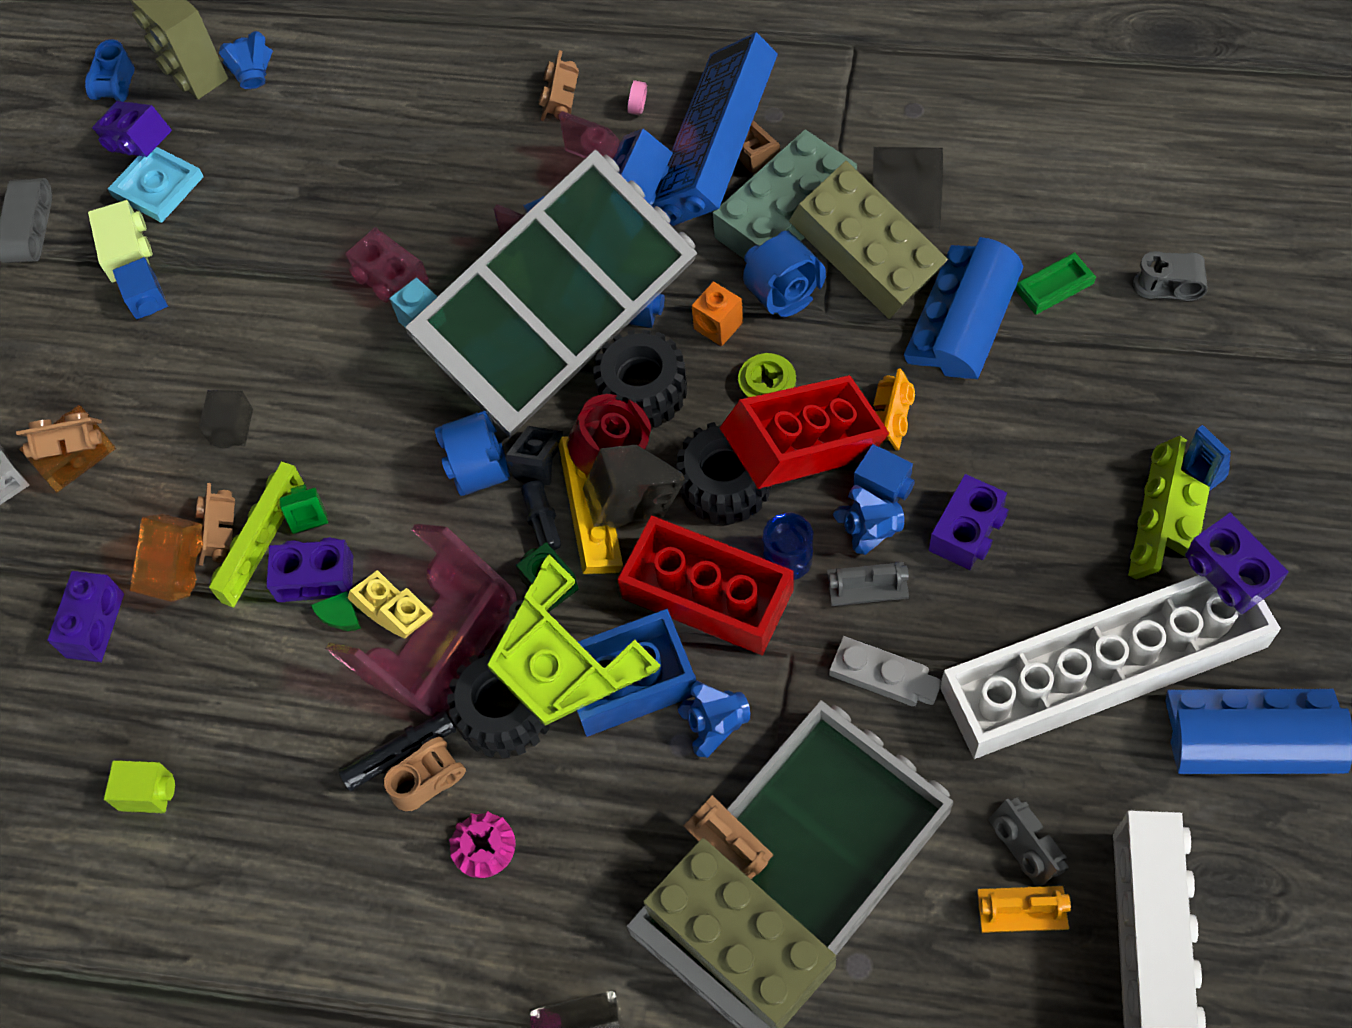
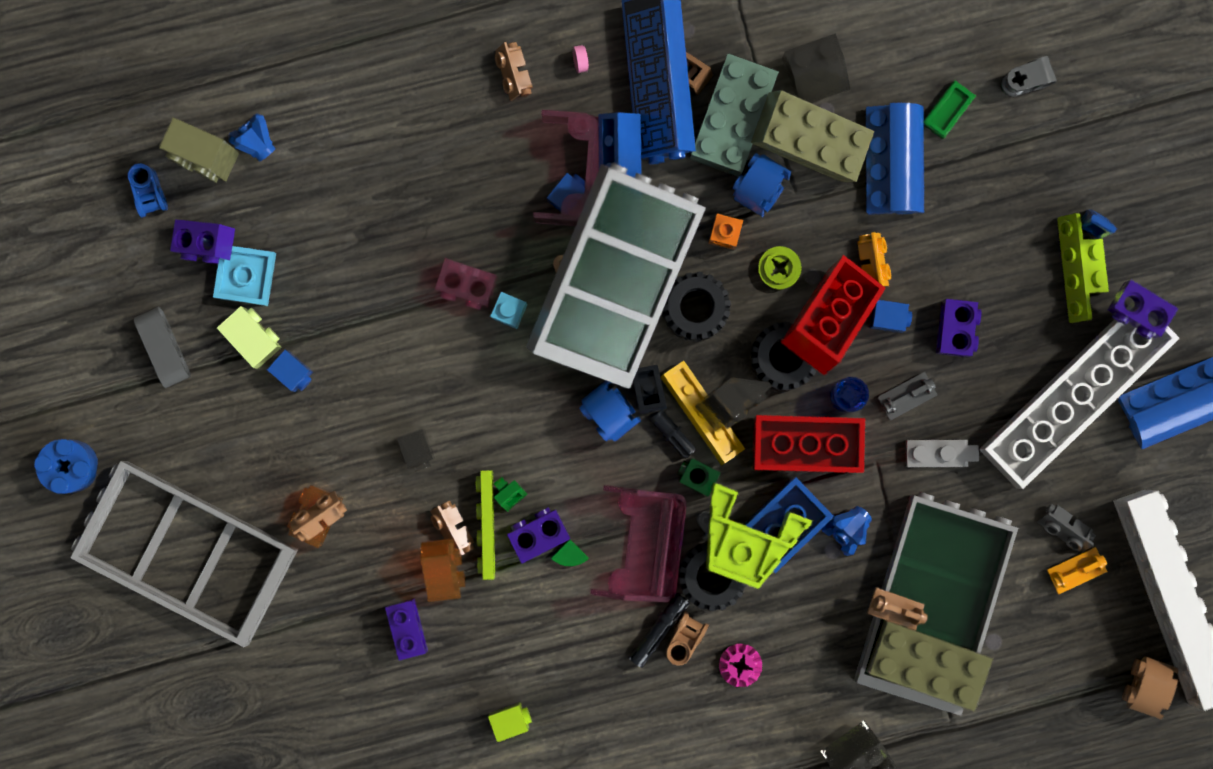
camera: 30 degrees left, 25 degrees up
(389, 607) = (603, 538): light yellow slope -> none
(606, 424) = (699, 367): dark red brick -> none
(869, 519) = (893, 353): blue rock -> none

